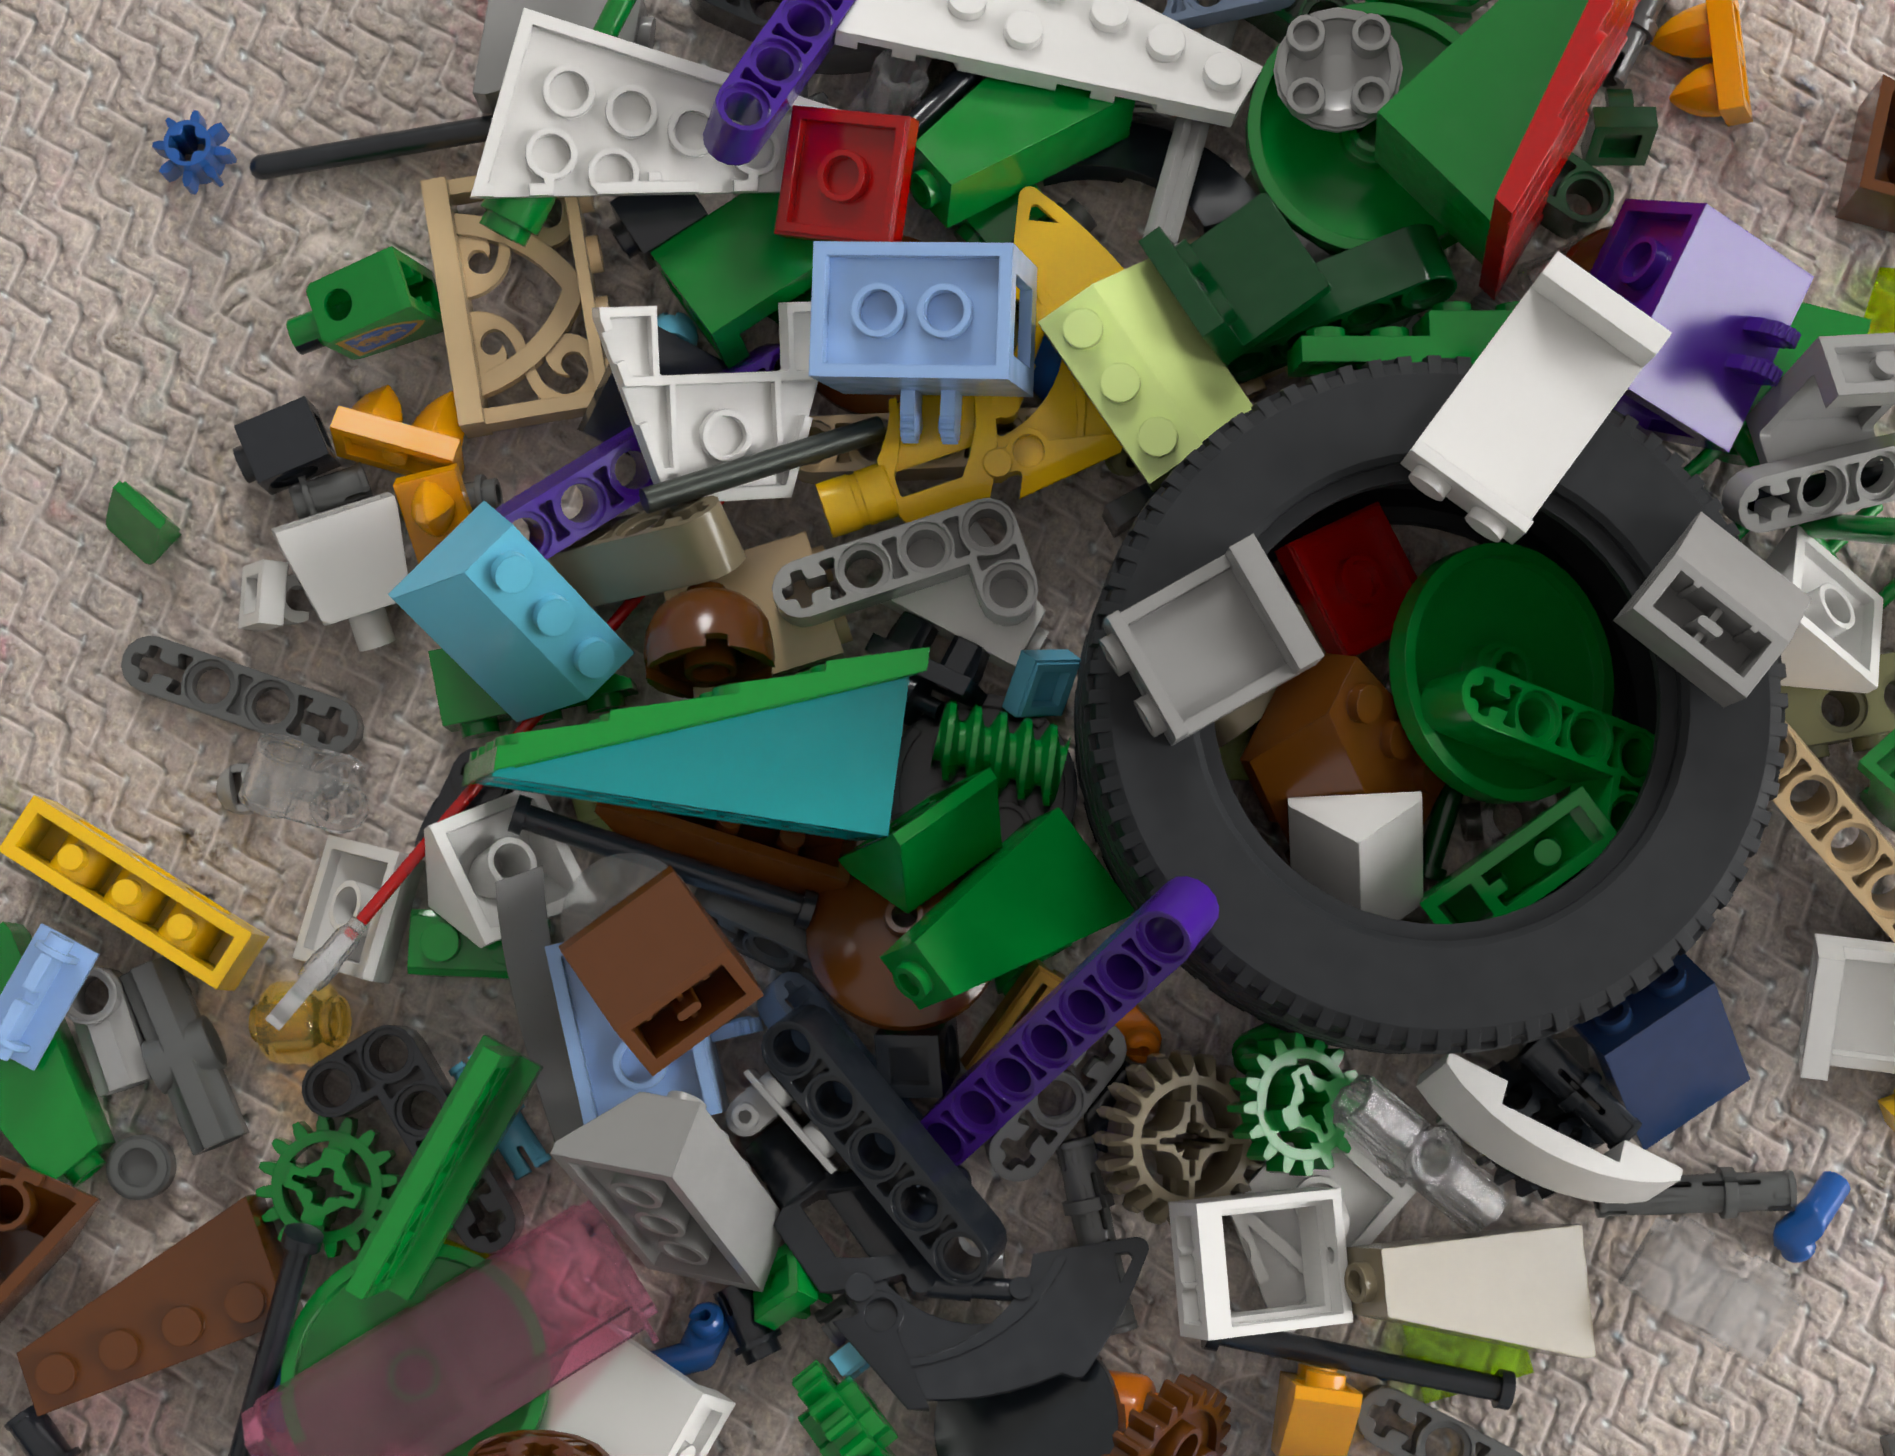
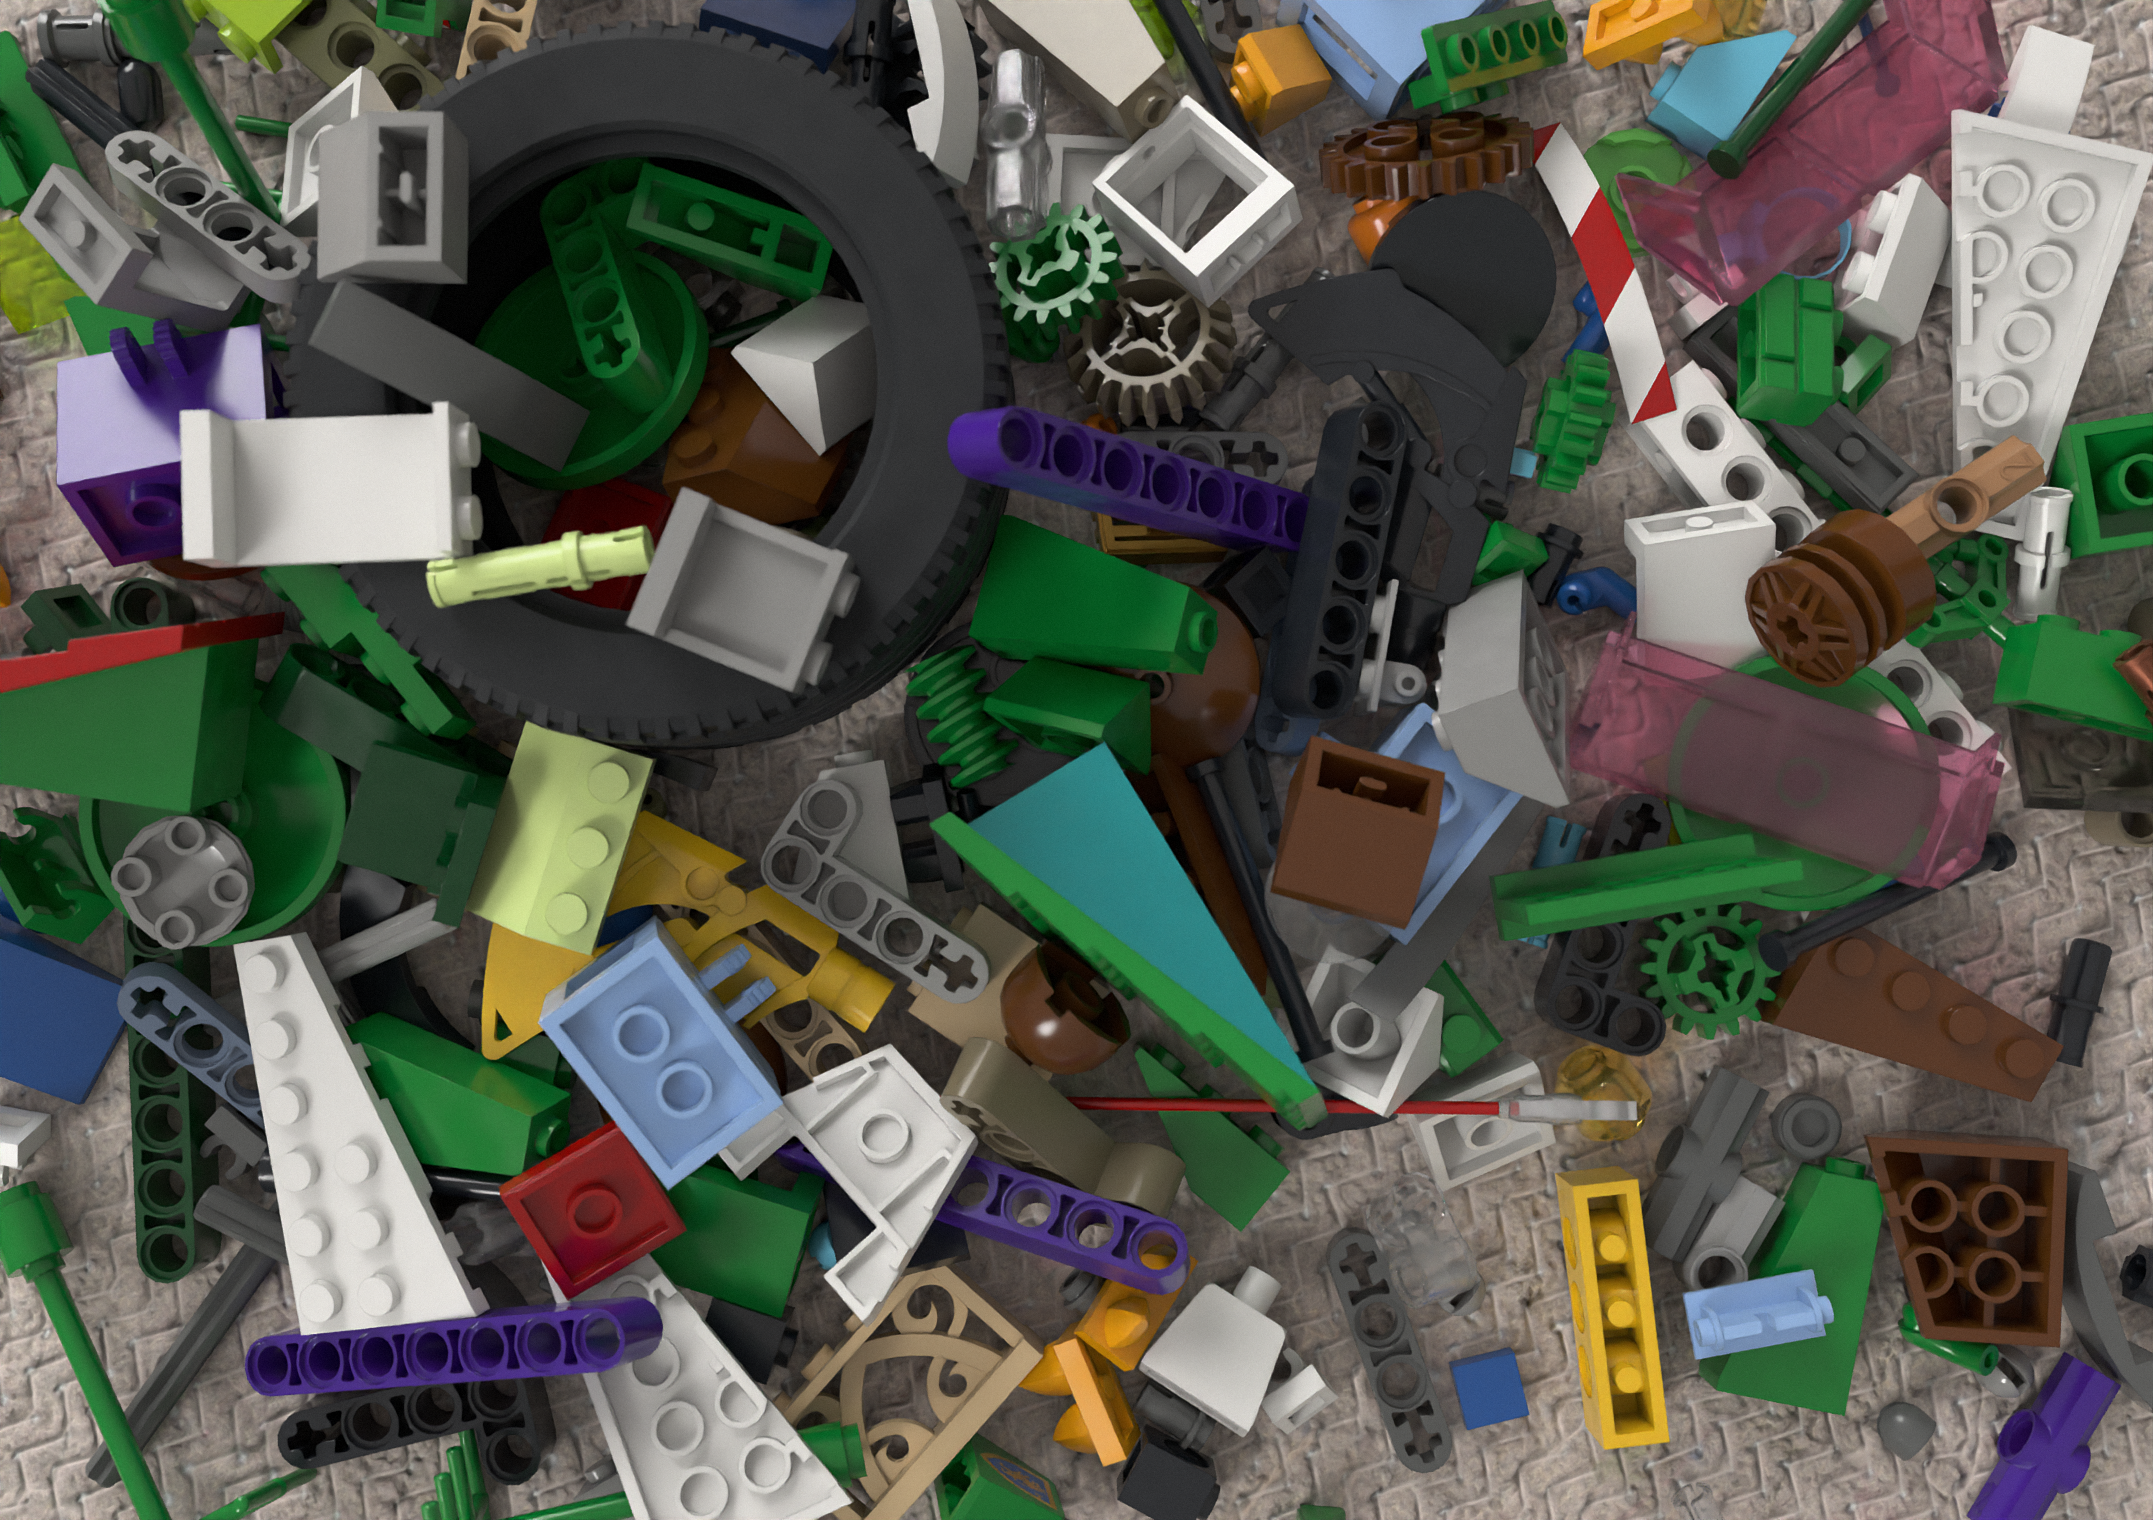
camera: 125 degrees left, 5 degrees up
(148, 750) = (1489, 1388): none -> blue tile
(510, 618) = (1169, 1187): medium azure slope -> none
(761, 464) = (884, 1087): pearl dark grey bar -> none
(1041, 683) = (879, 730): medium azure tile -> none
(1338, 530) = (570, 561): none -> yellowish green pin
(1556, 554) = (446, 369): none -> dark grey slope

